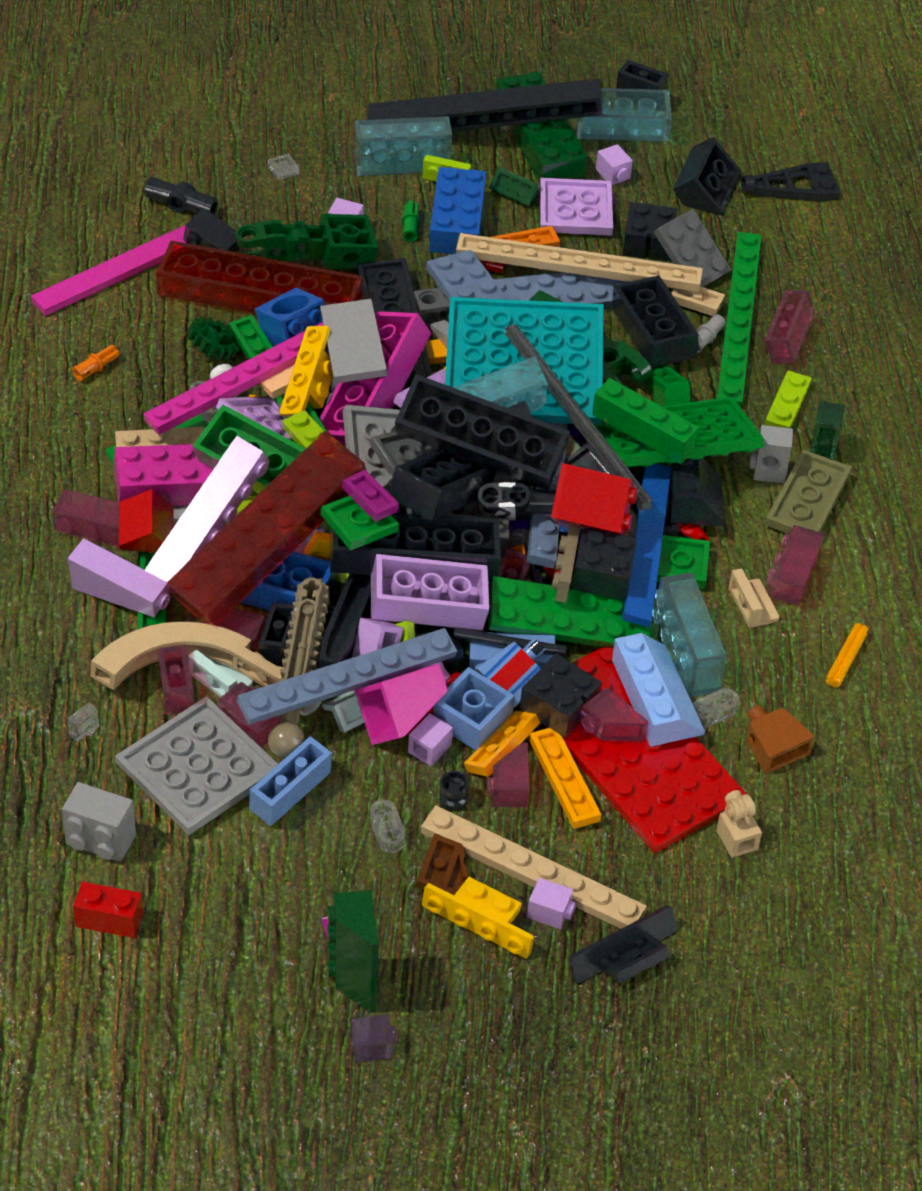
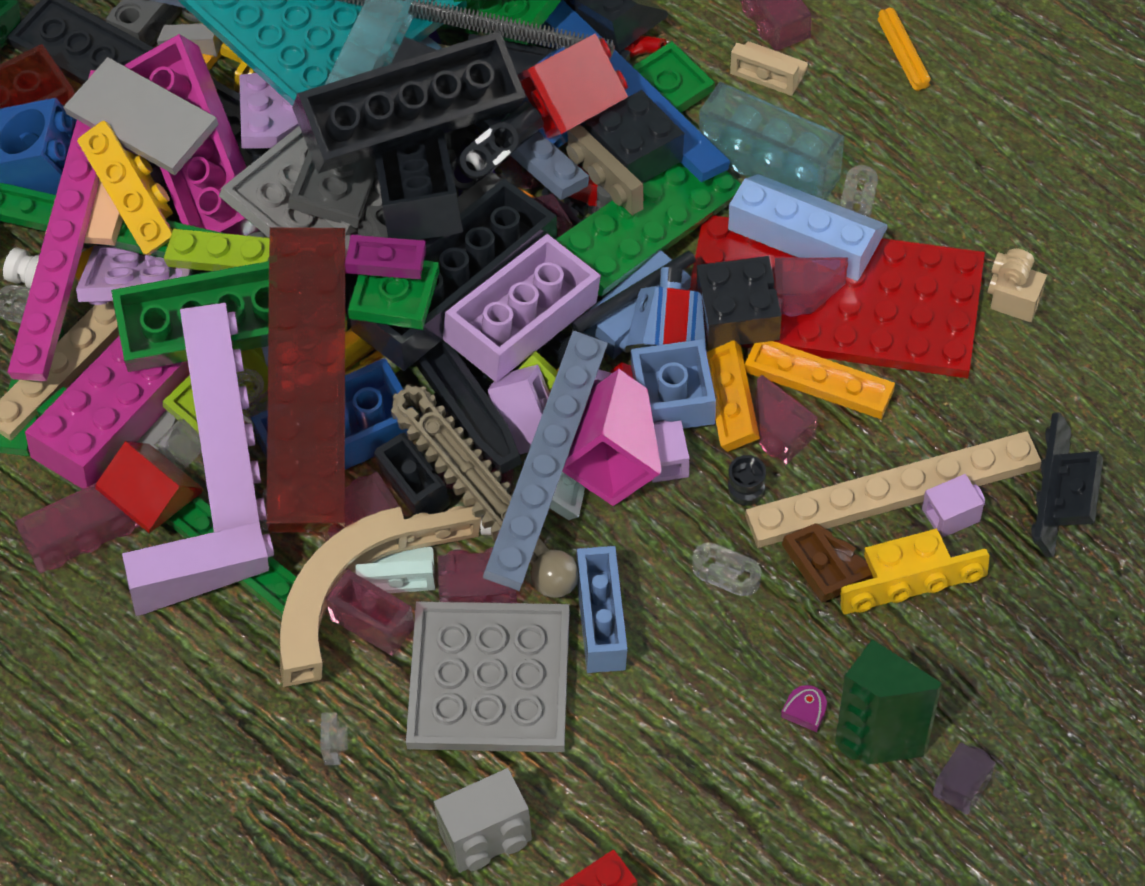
camera: 40 degrees left, 10 degrees up
(777, 738) = (943, 177): dark orange torso -> none

